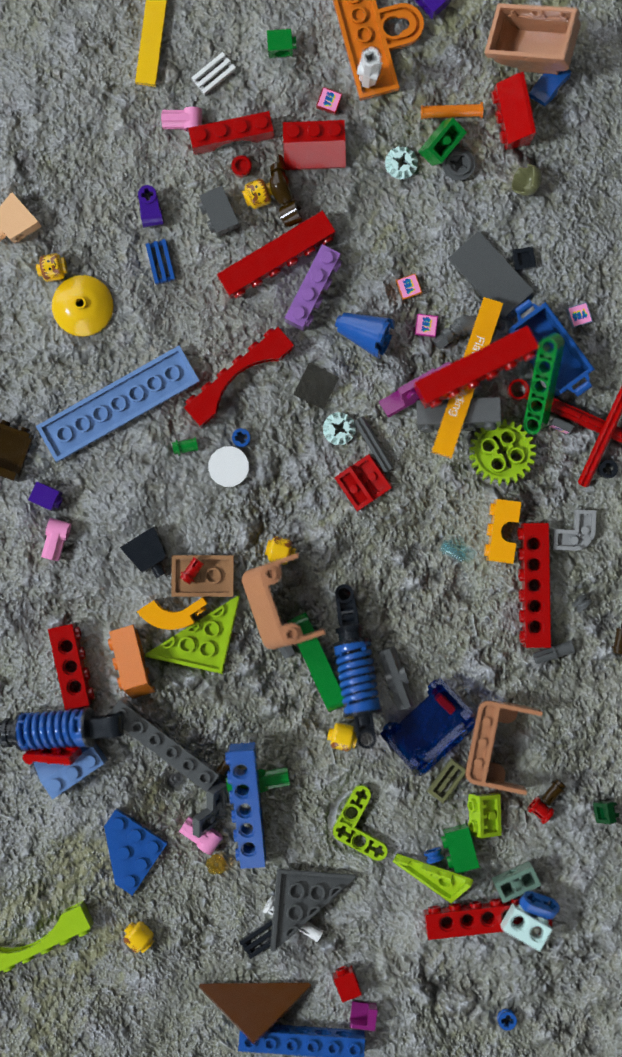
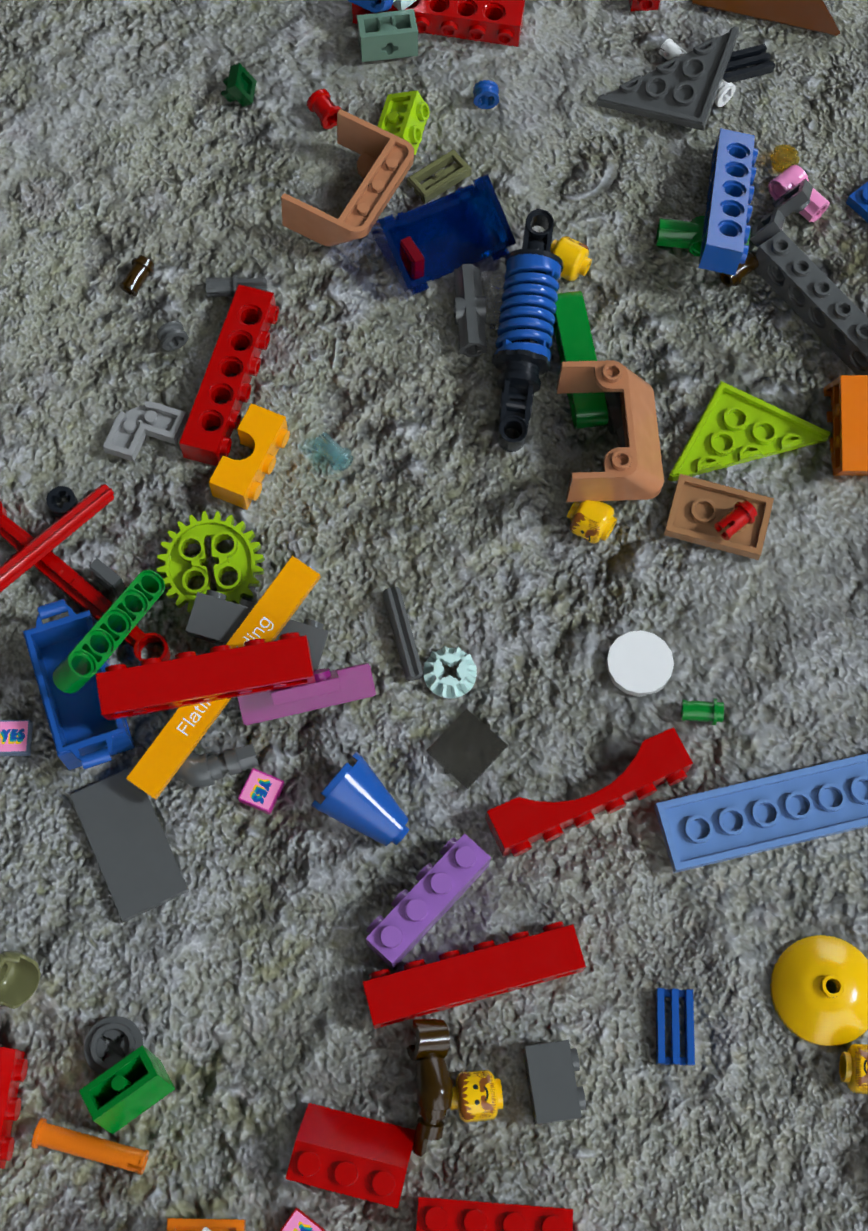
camera: 165 degrees left, 20 degrees down
(147, 552) = (798, 571): black torso -> none
(149, 209) = (672, 1120): dark purple piece -> none
(170, 620) = (781, 468): light orange arch -> none
(241, 166) = (490, 1159): red tile -> none
(244, 432) = (601, 706): blue bush -> none
(350, 823) = (585, 152): lime beam -> none
(363, 482) = (436, 584): red slope -> none
(406, 170) = (227, 1076): light aqua gear -> none
(408, 286) = (268, 861): tile -> none
(443, 882) = (493, 69): lime wing -> none
(460, 848) = (447, 92): green brick -> none
(523, 259) = (66, 853): black tile -> none
(553, 792) = (300, 125): dark brown pin -> none

